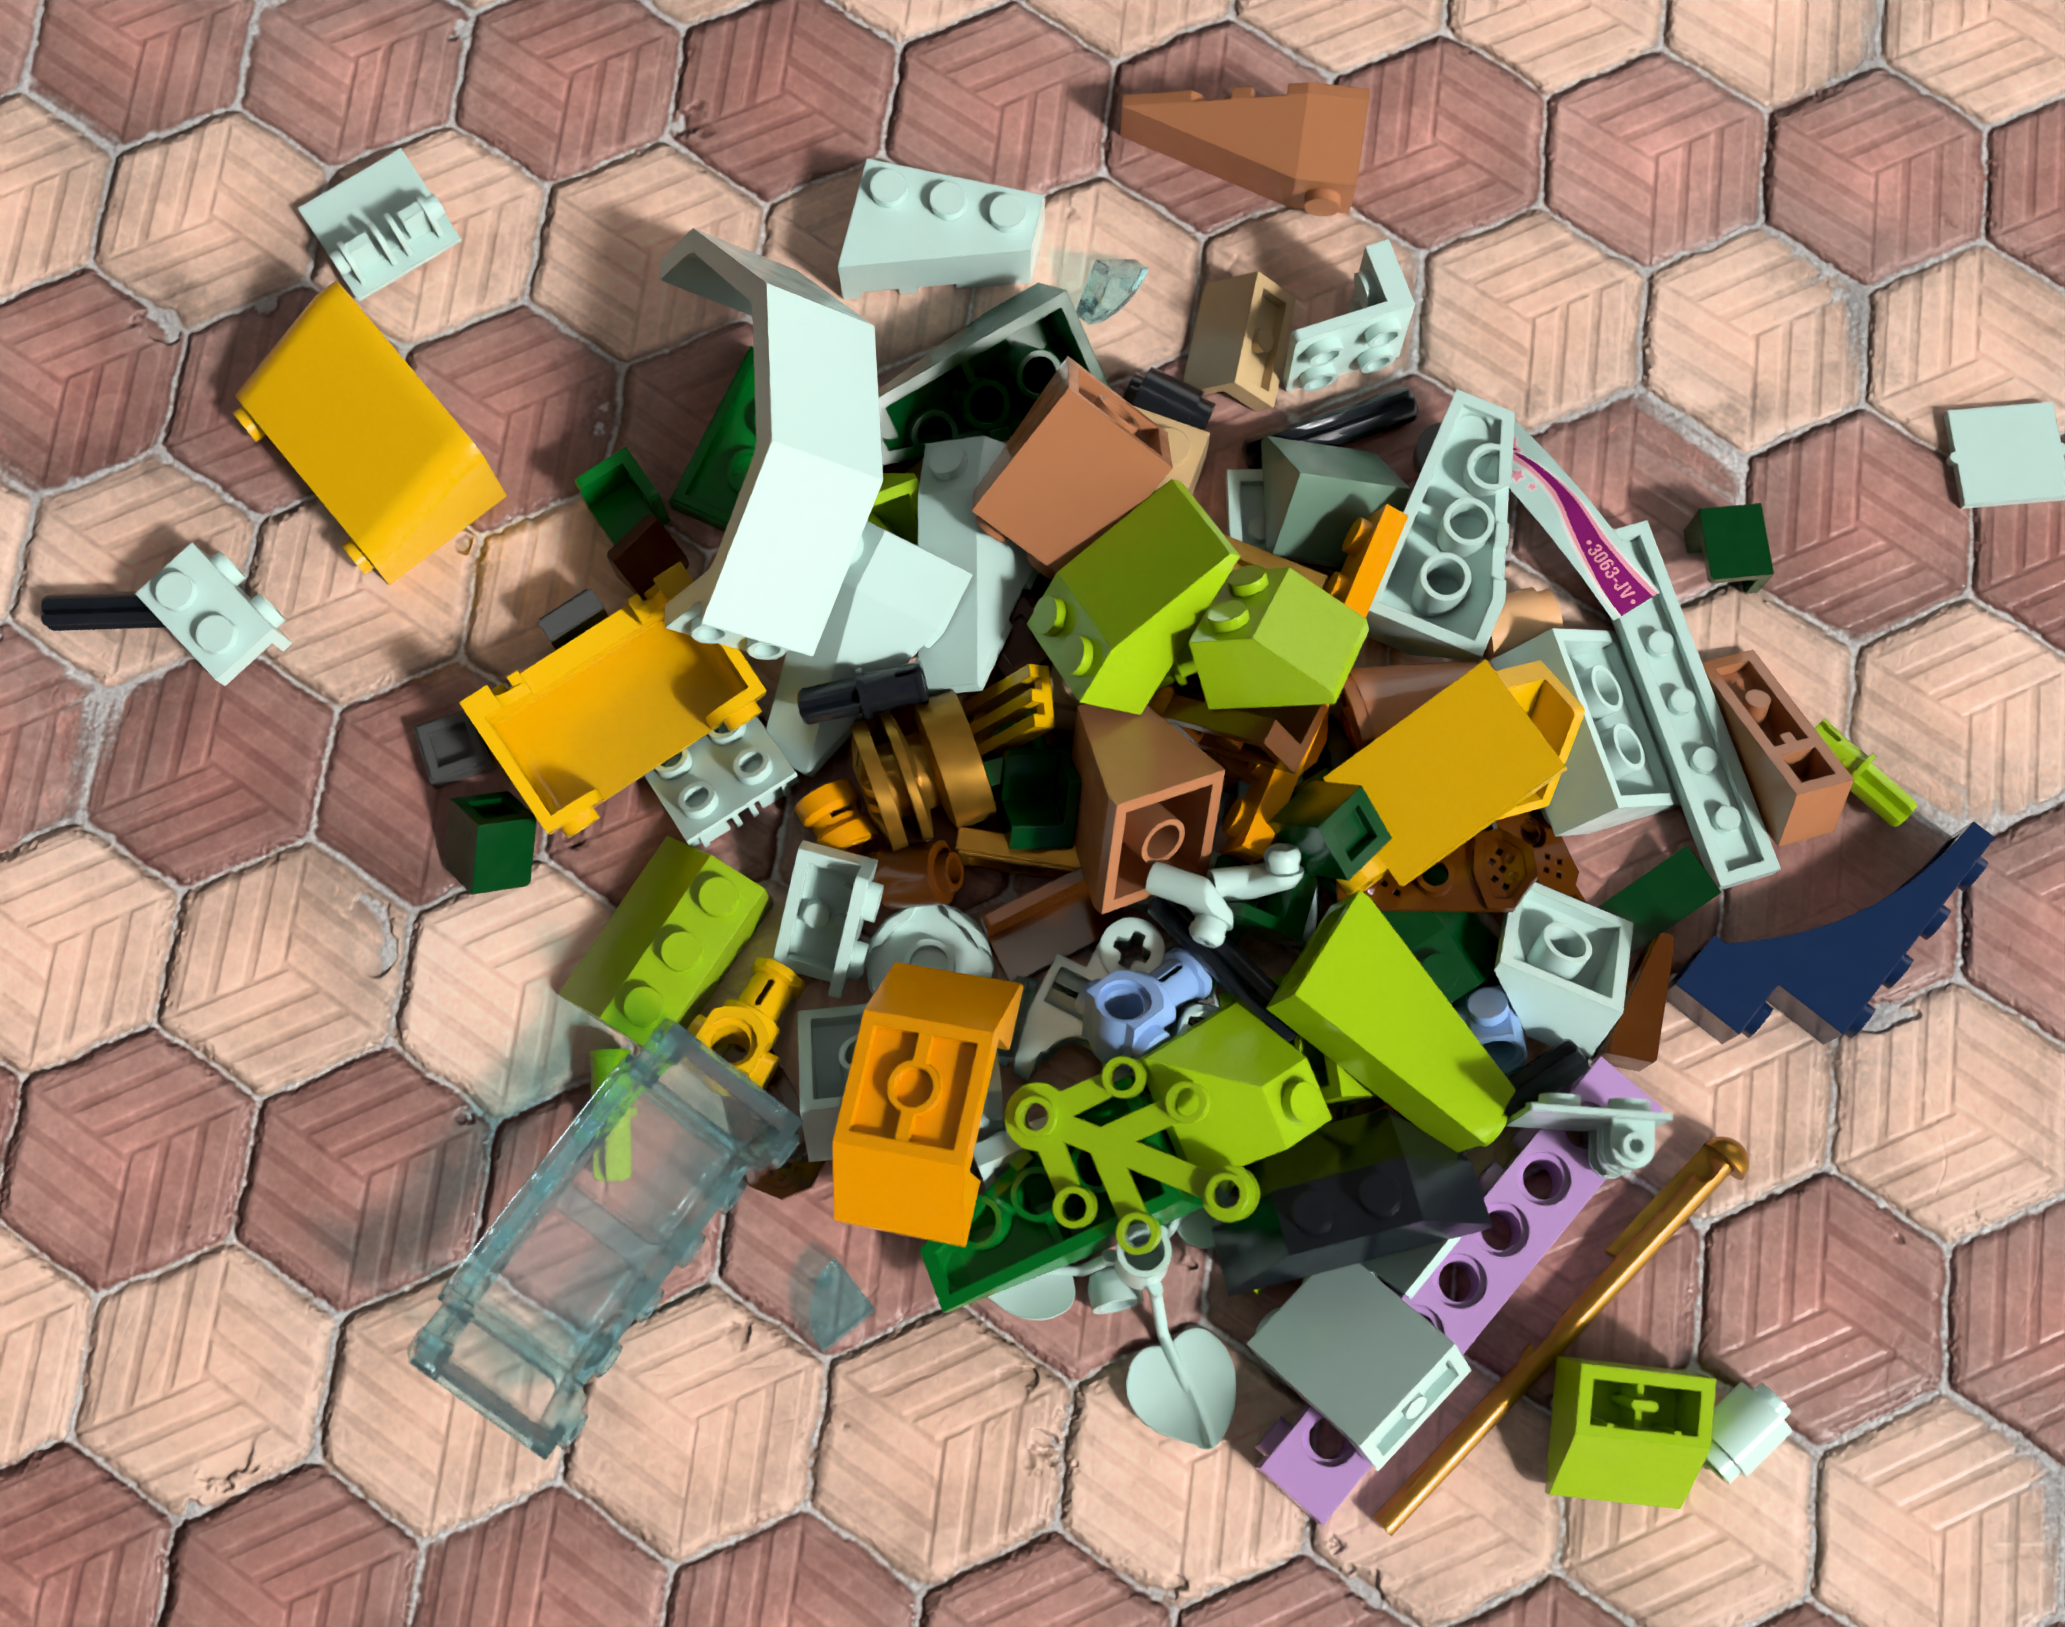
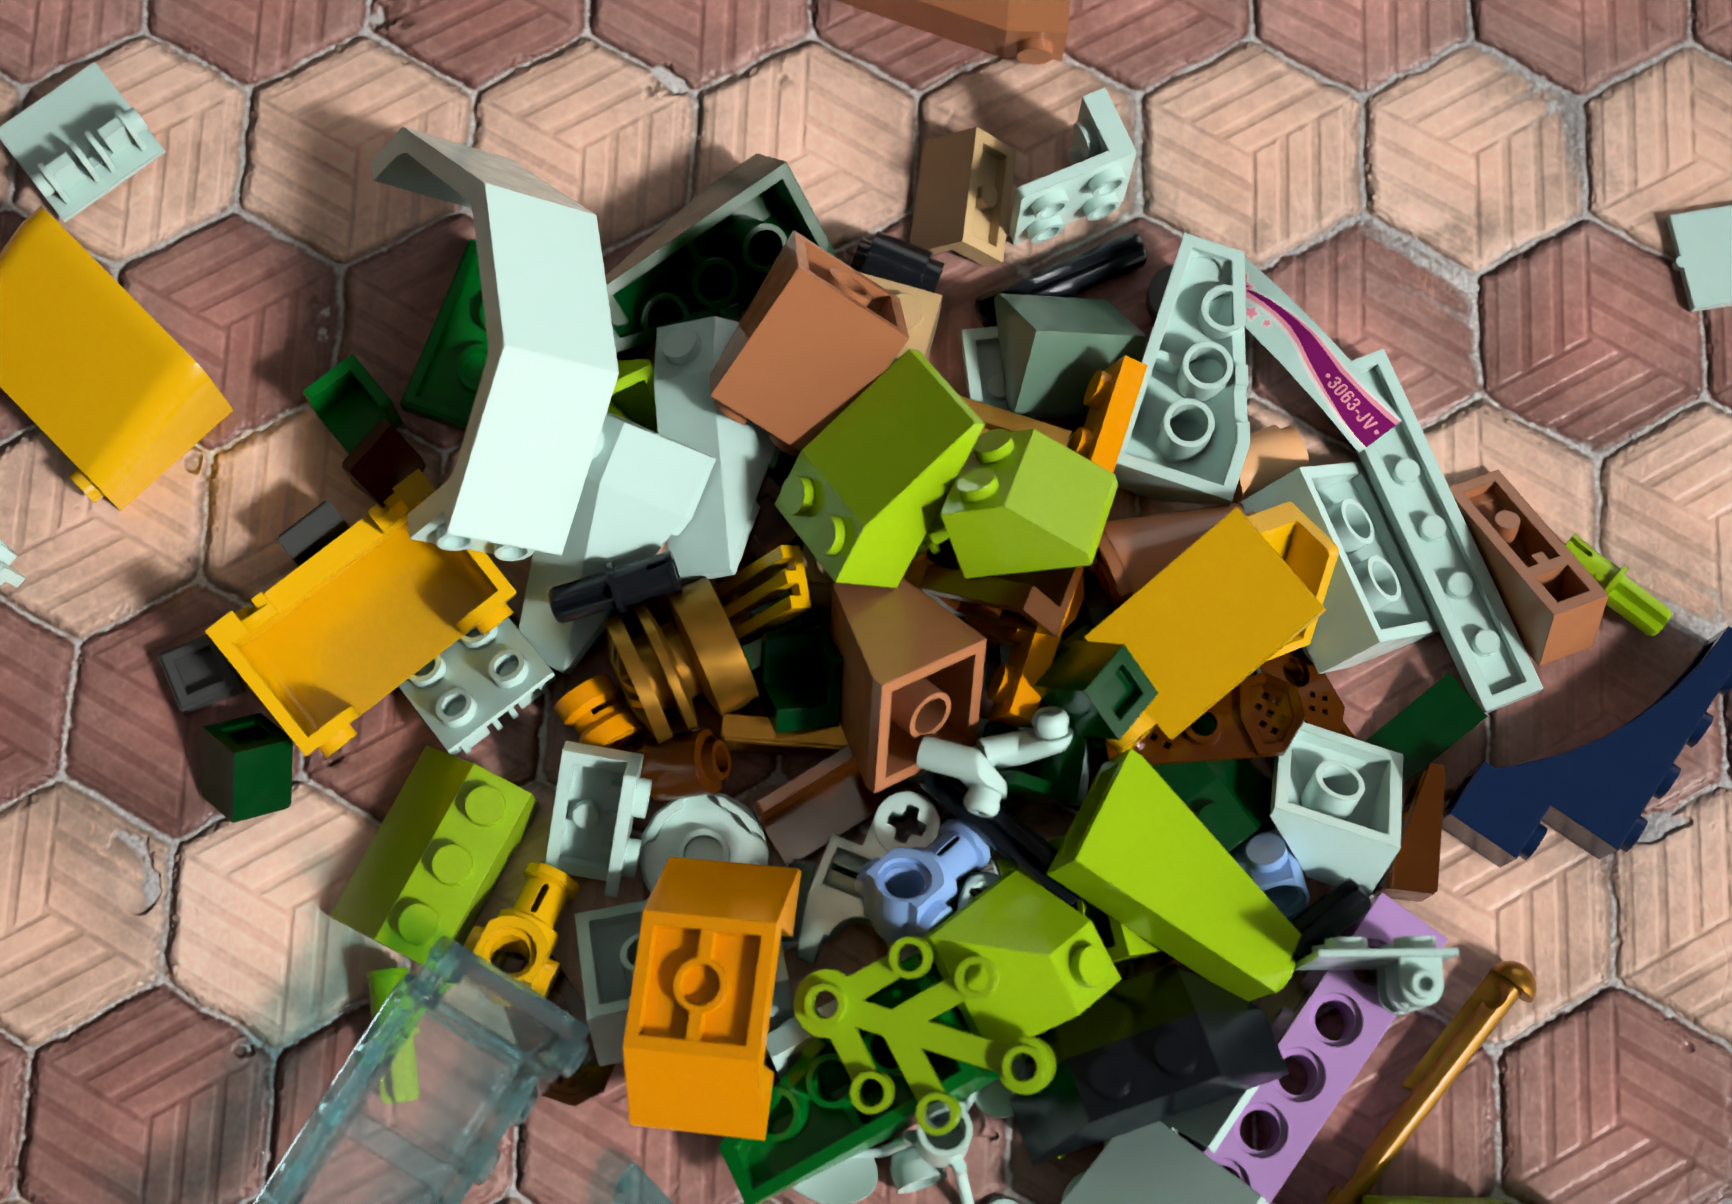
camera: 10 degrees left, 0 degrees up
(937, 231) = (649, 109): light aqua wedge -> none
(1109, 288) = (828, 153): clear light blue tile -> none
(1732, 545) = (1469, 367): dark green panel -> none

